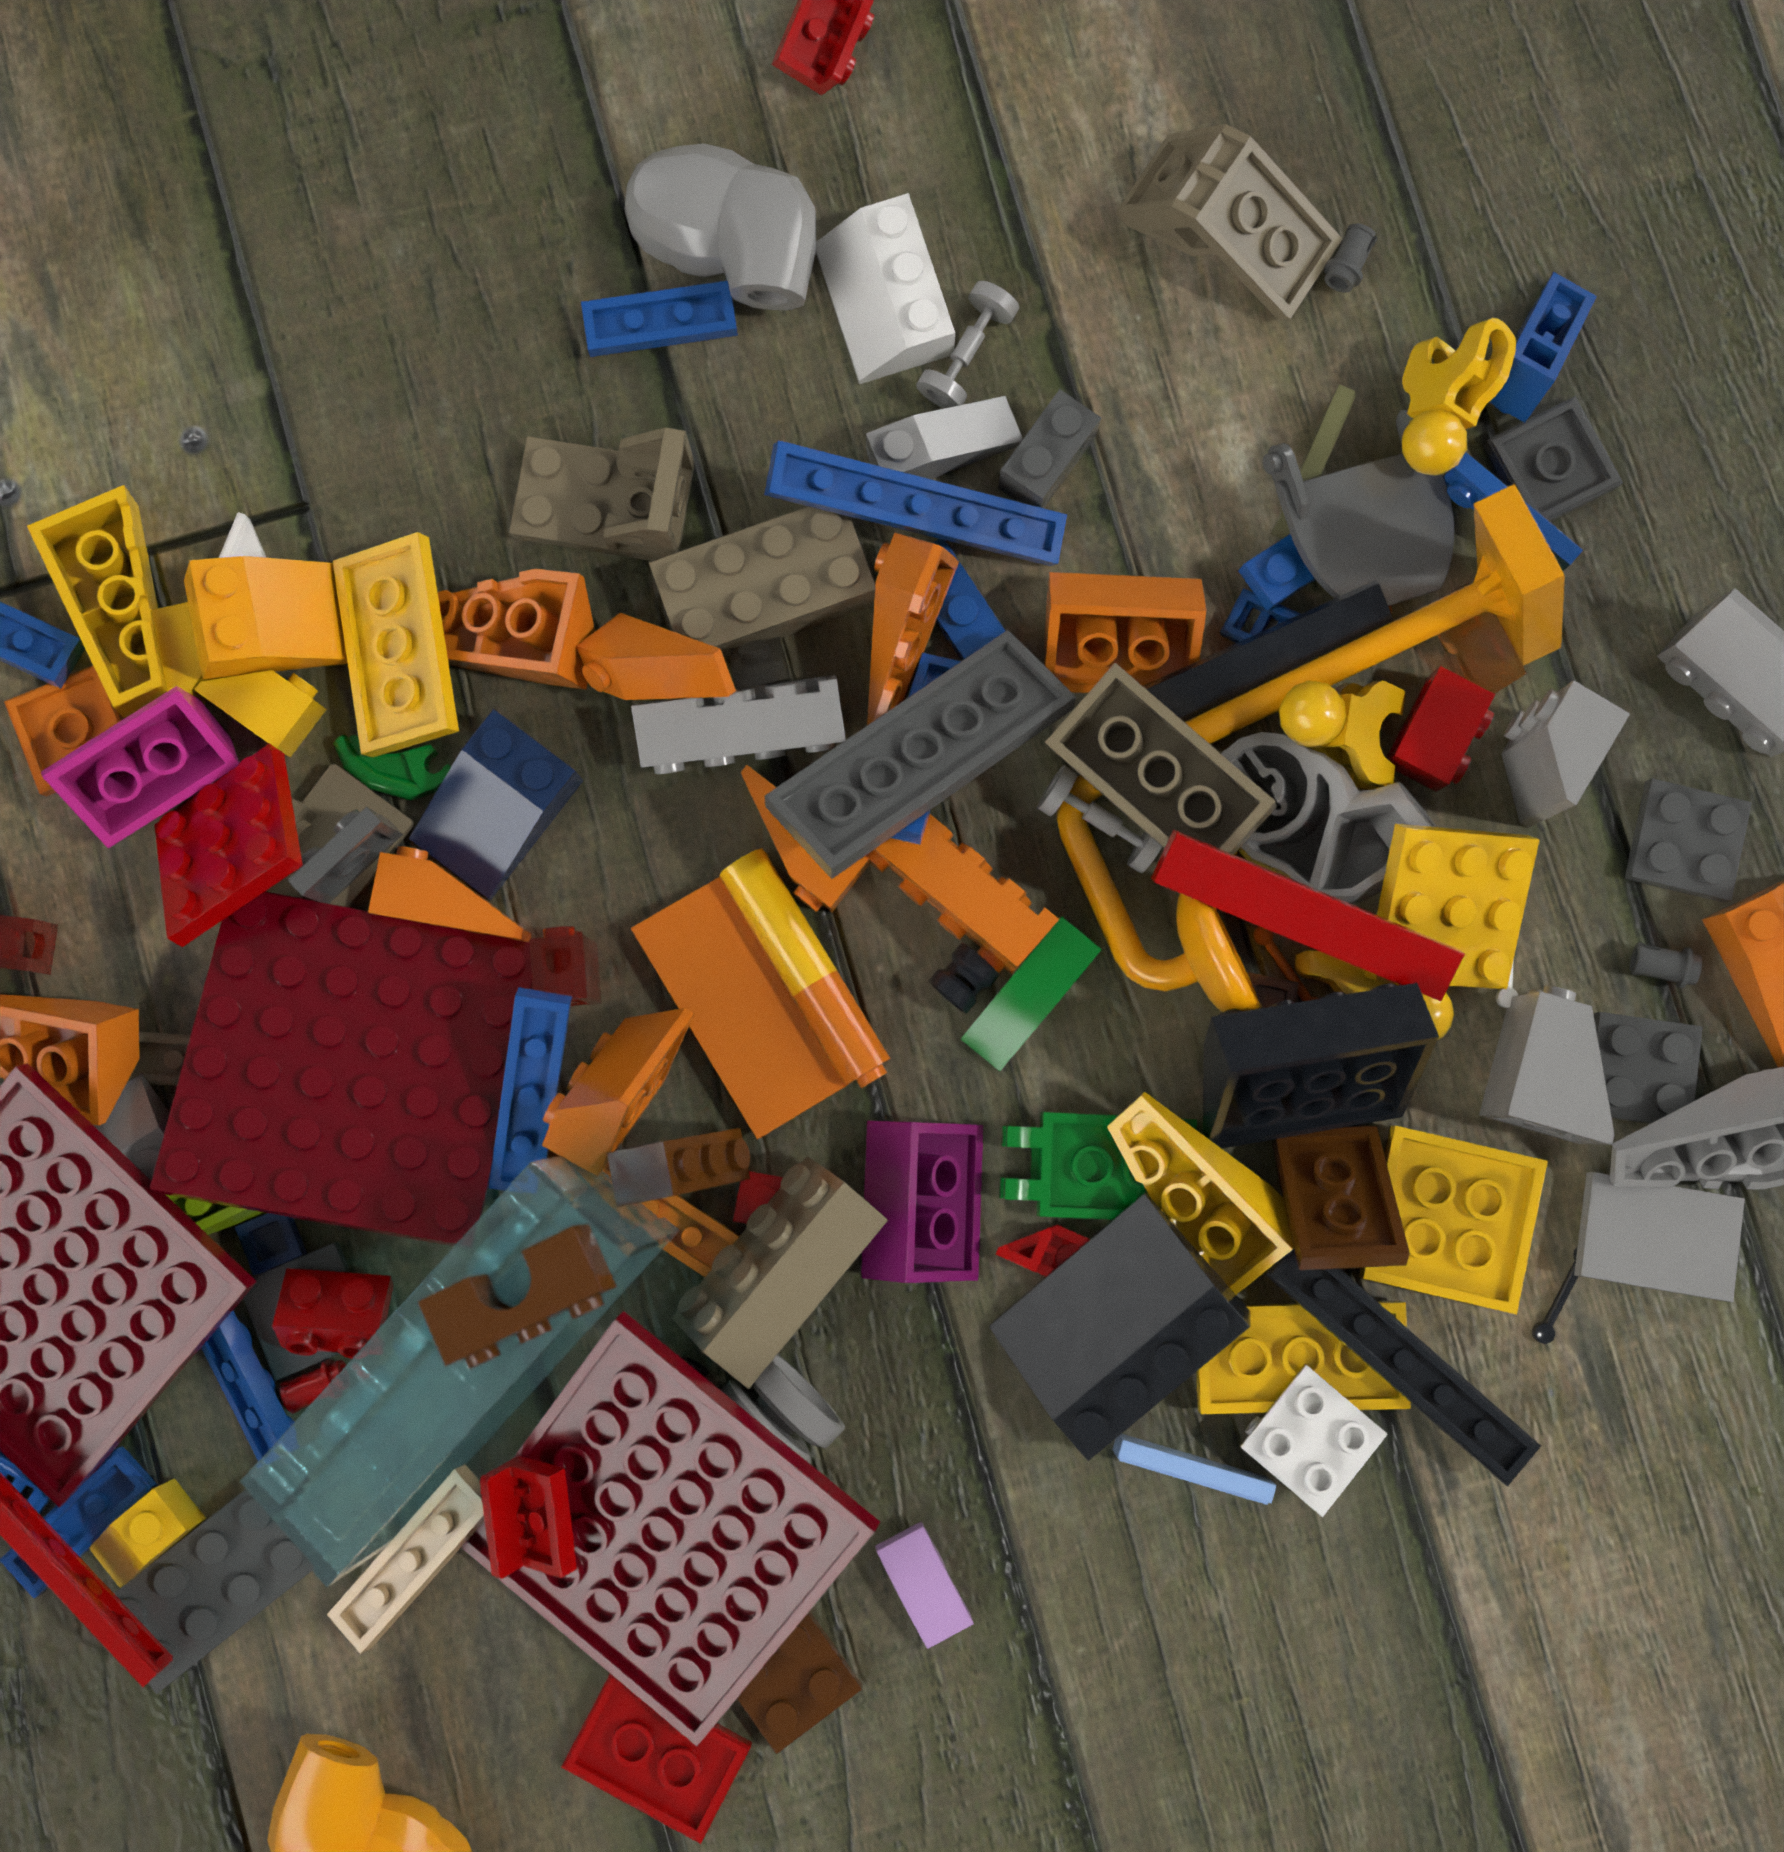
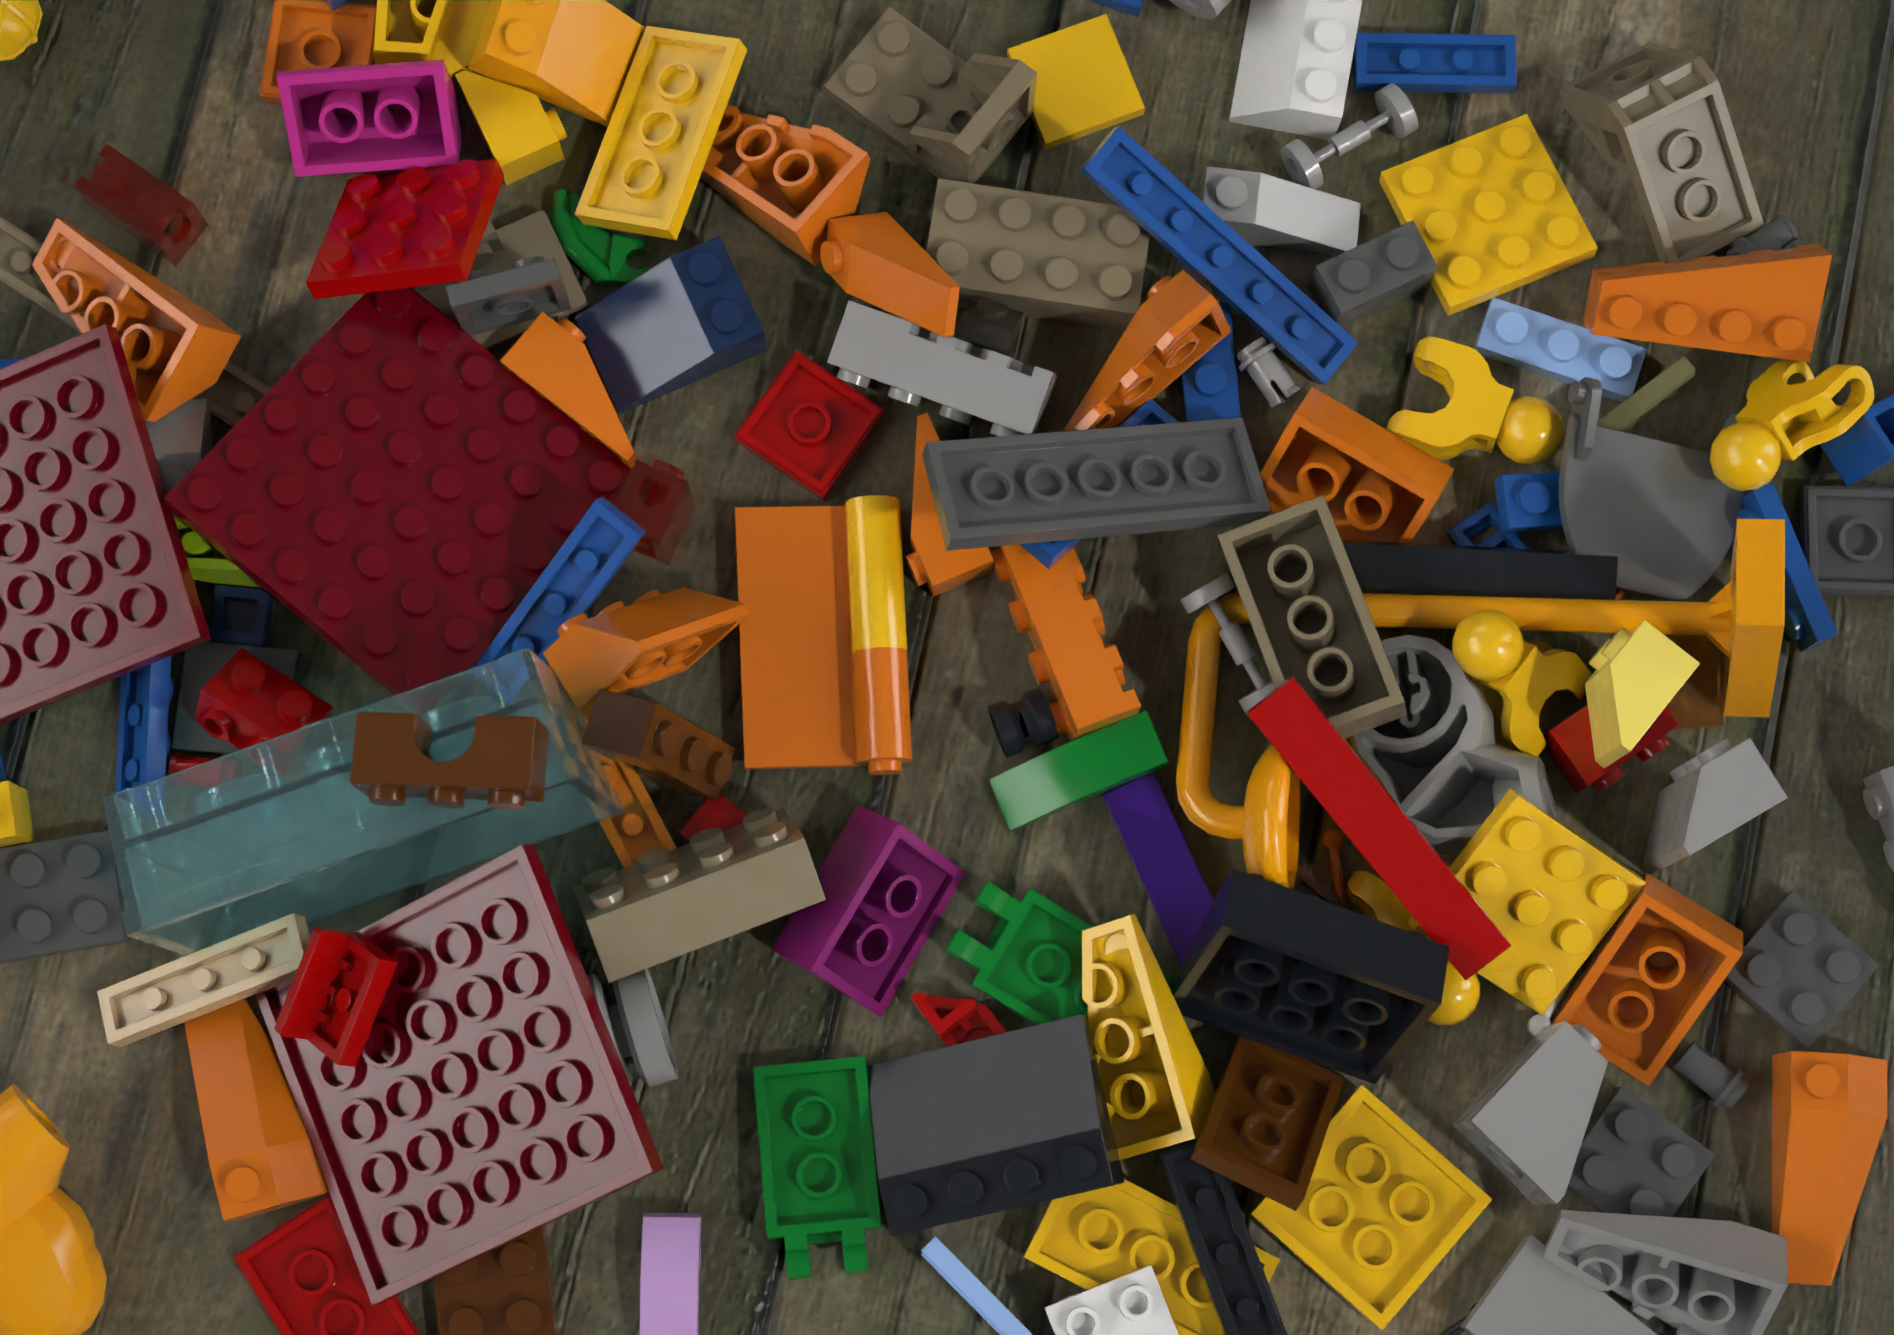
camera: 25 degrees right, 5 degrees down
(510, 1649) = (249, 1116): none -> orange wedge
(653, 824) = (809, 425): none -> red tile
(721, 415) = (1079, 81): none -> yellow tile
(991, 1425) = (817, 1159): none -> green tile
(1003, 577) = (1266, 369): none -> light grey pin
(1004, 244) = (1435, 62): none -> blue plate
(1115, 348) = (1489, 213): none -> yellow plate
(1138, 1031) = (1161, 860): none -> dark purple tile
(1194, 519) = (1478, 410): none -> yellow piece
(1230, 432) = (1558, 349): none -> light blue plate
(1352, 321) = (1733, 303): none -> orange wedge
(1451, 689) = (1631, 687): none -> light yellow slope
(1580, 912) = (1652, 978): none -> orange slope

